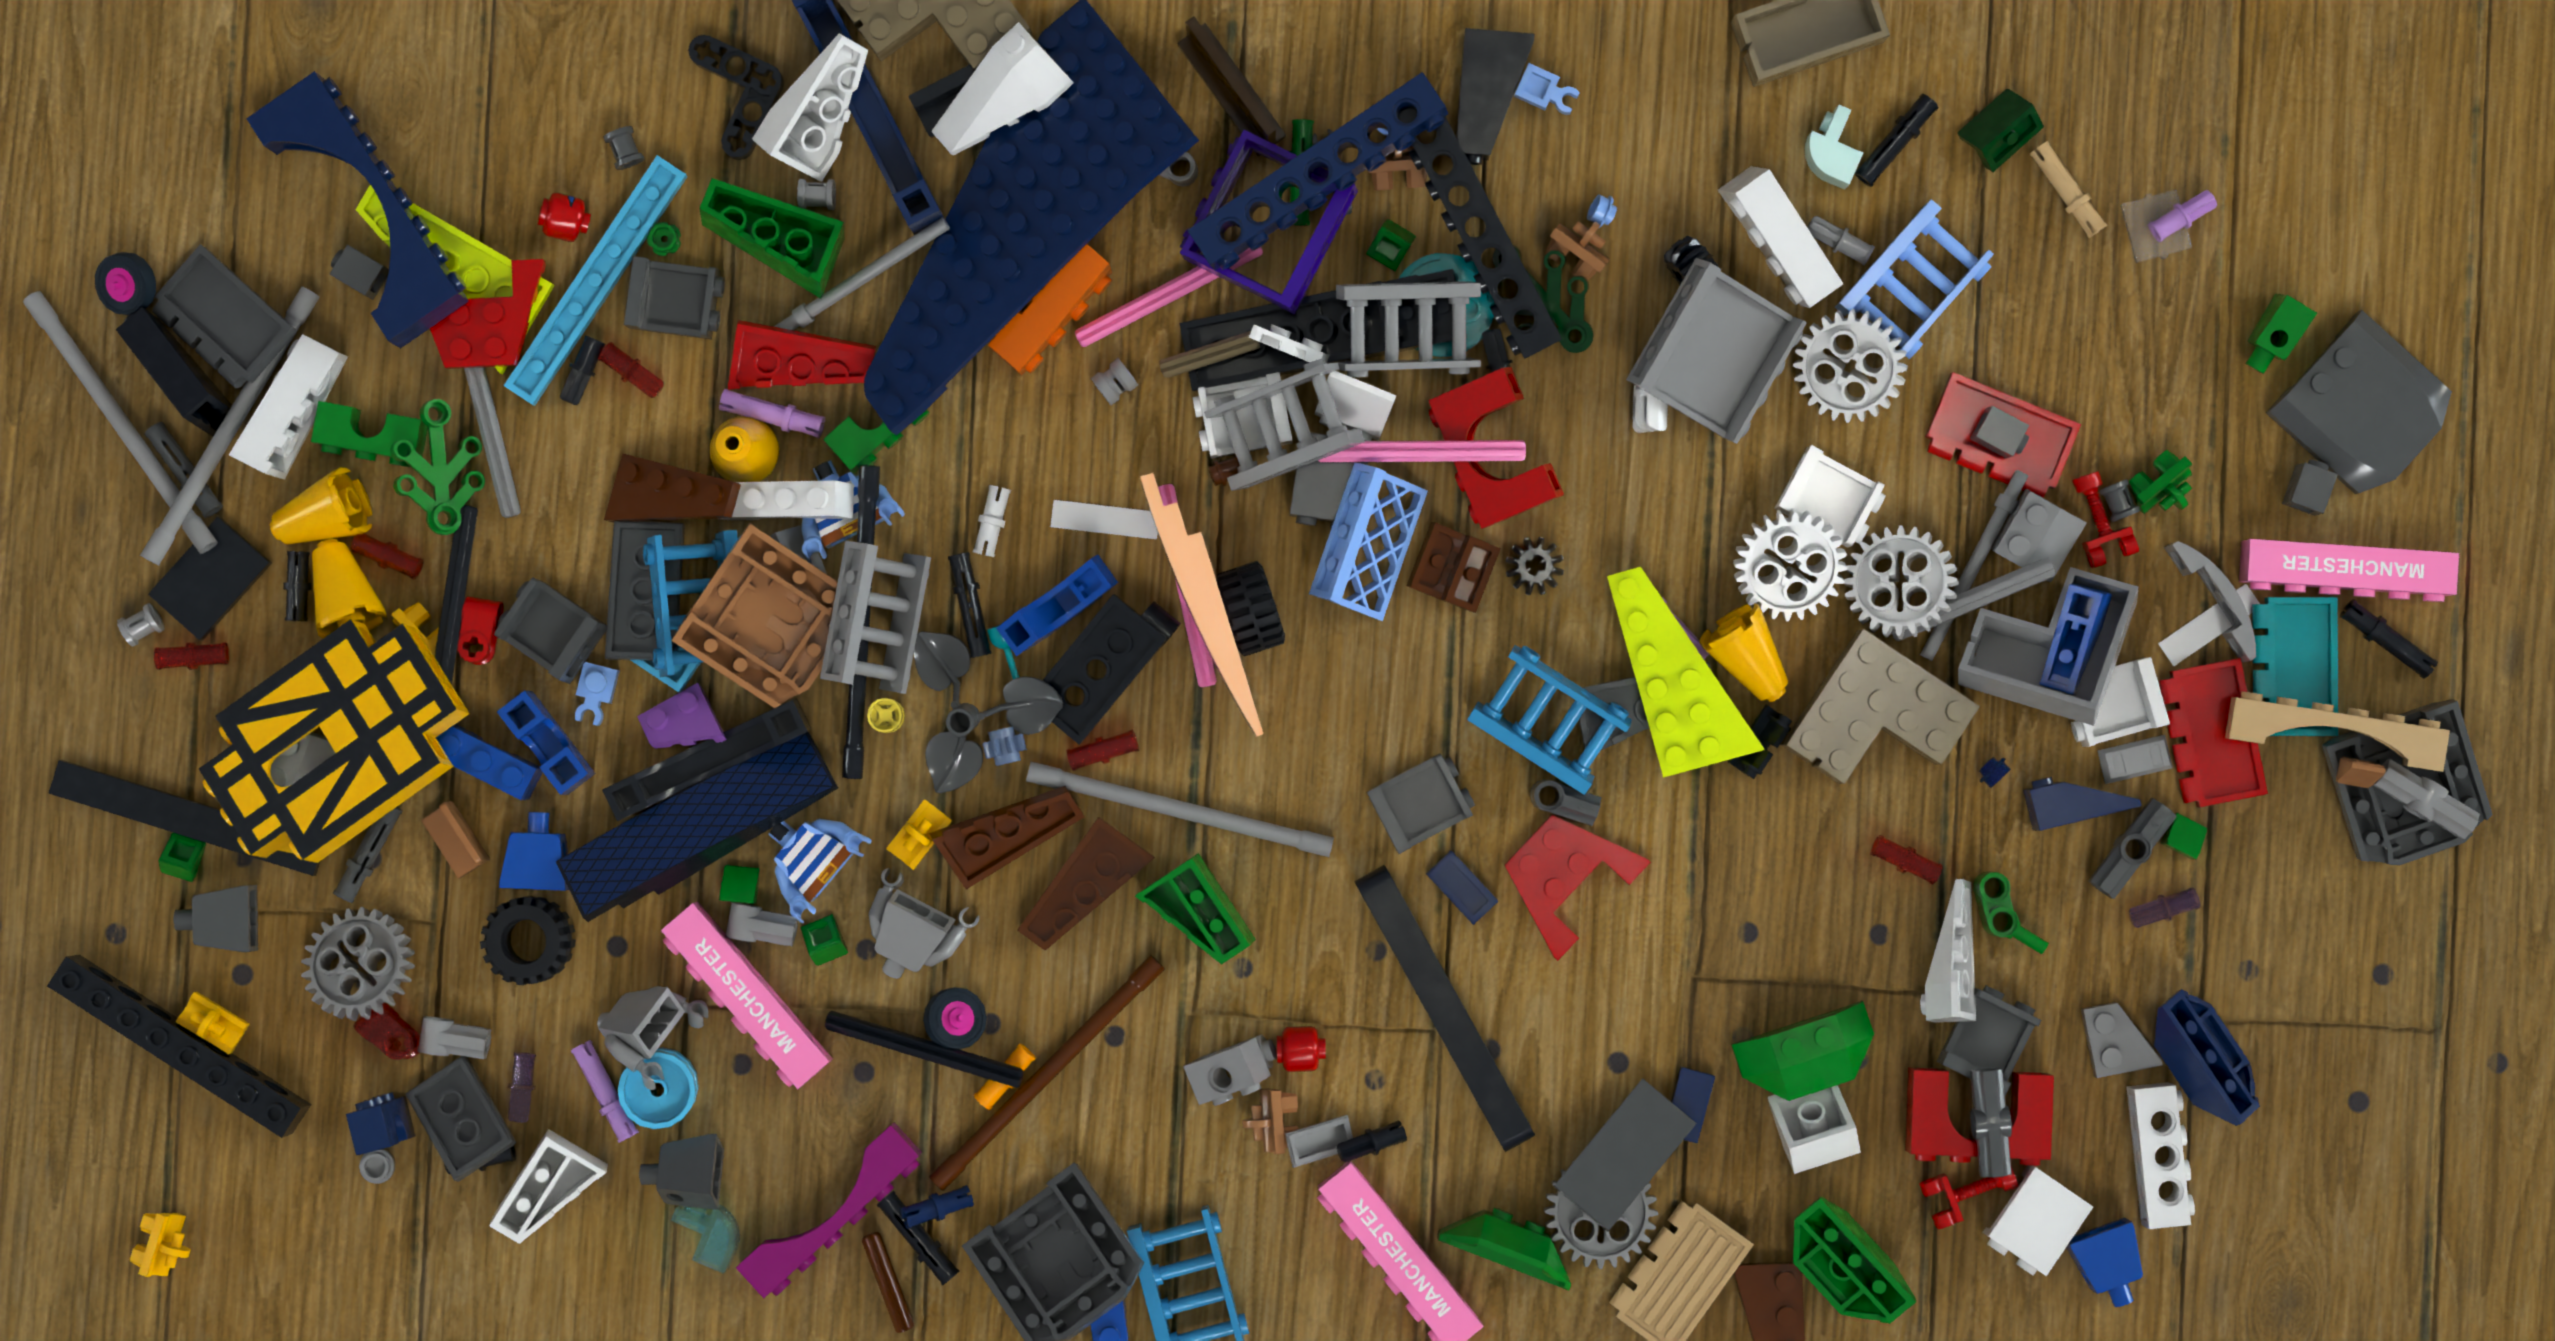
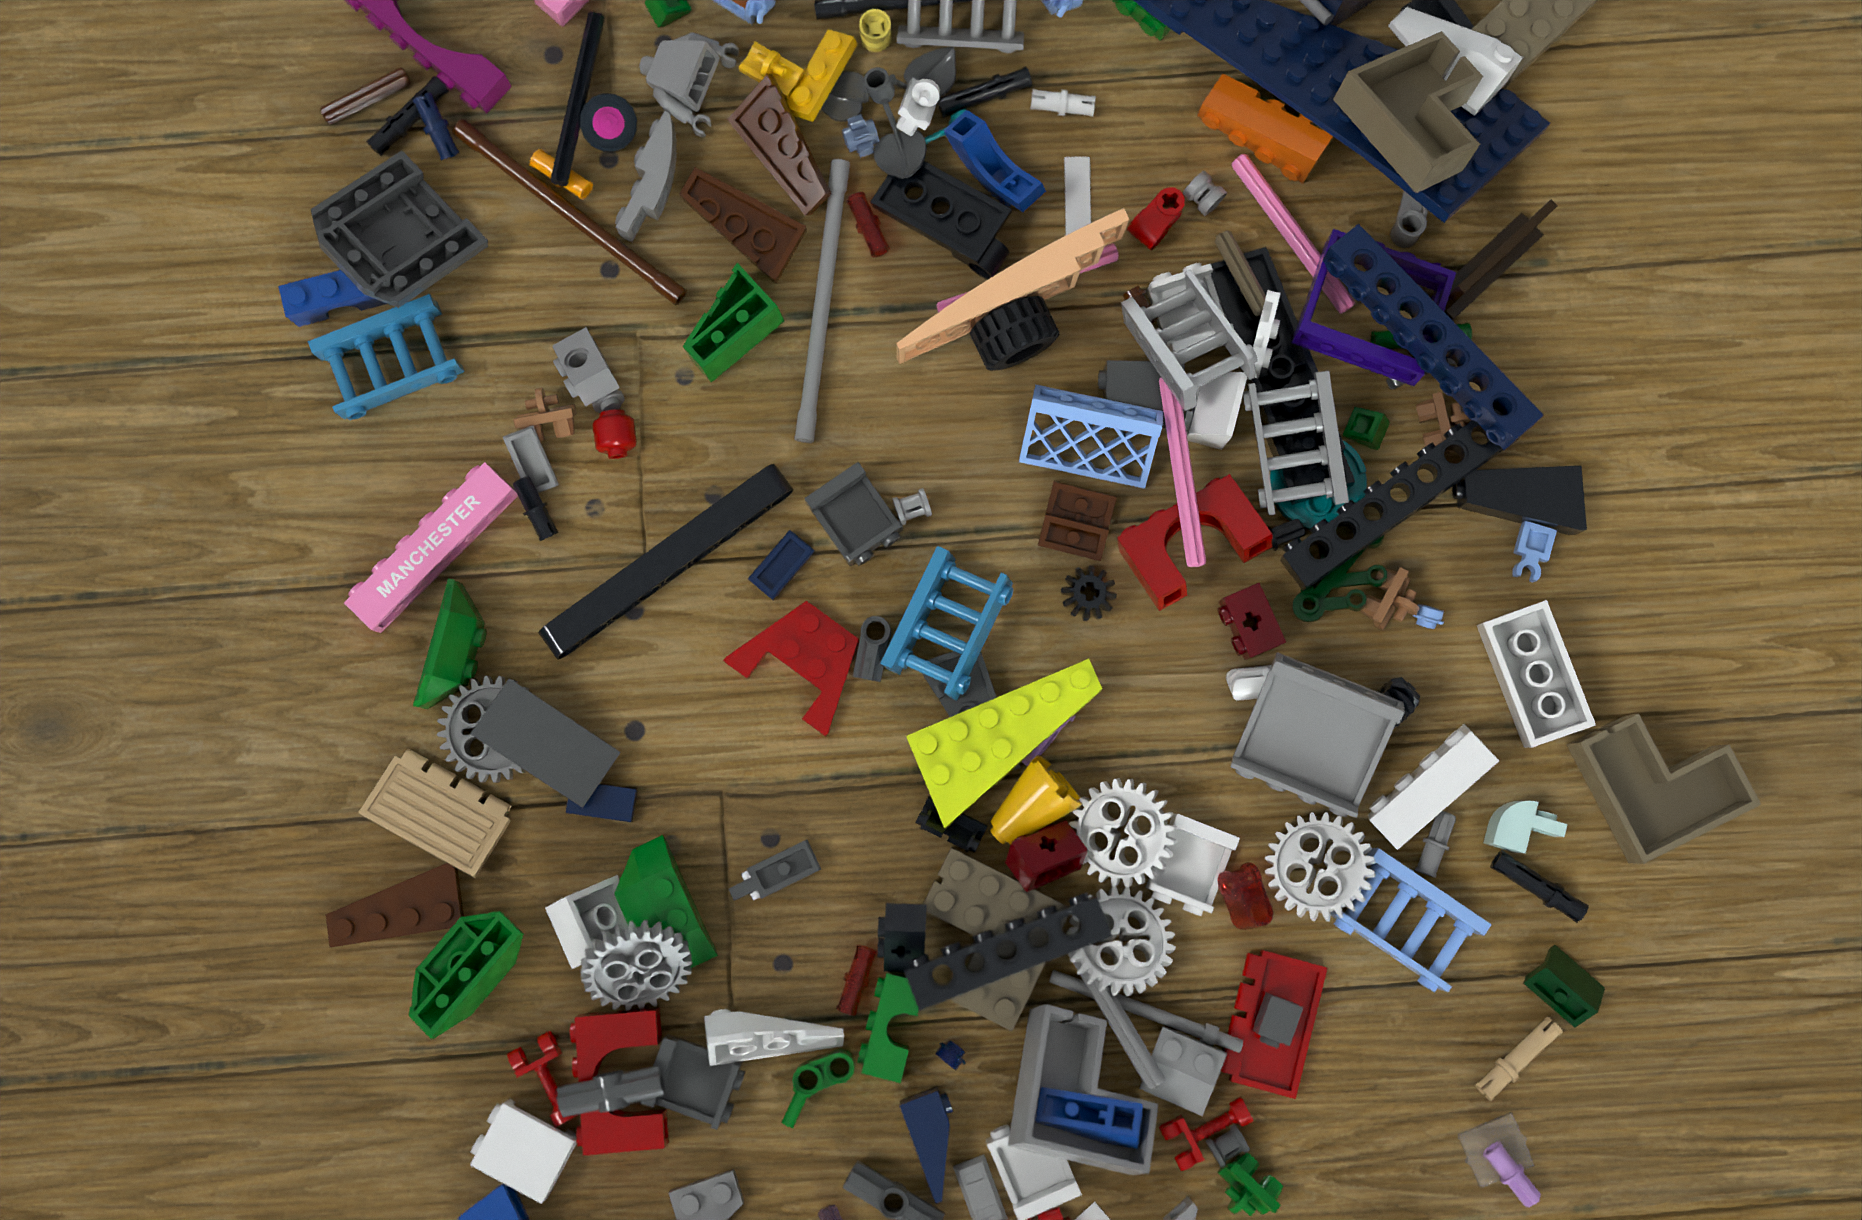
camera: 80 degrees right, 5 degrees down
(929, 780) = (821, 74): none -> yellow plate
(985, 680) = (918, 105): none -> white hips
(1010, 970) = (656, 167): none -> light grey slope
(1069, 168) = (1407, 107): none -> dark tan piece
(1140, 441) = (1155, 221): none -> red piece
(1418, 741) = (912, 506): none -> light grey bush
(1601, 385) = (1251, 604): none -> dark red brick
(1678, 110) = (1536, 675): none -> white brick
(1786, 929) = (777, 872): none -> dark grey hinge
(1805, 648) = (1046, 855): none -> dark red brick
(1867, 1084) = (636, 965): none -> light grey gear
(1868, 446) = (1246, 896): none -> clear red piece
(1871, 806) = (901, 935): none -> black brick
(1928, 819) = (883, 1055): none -> green arch
(1933, 784) = (1091, 929): none -> black brick

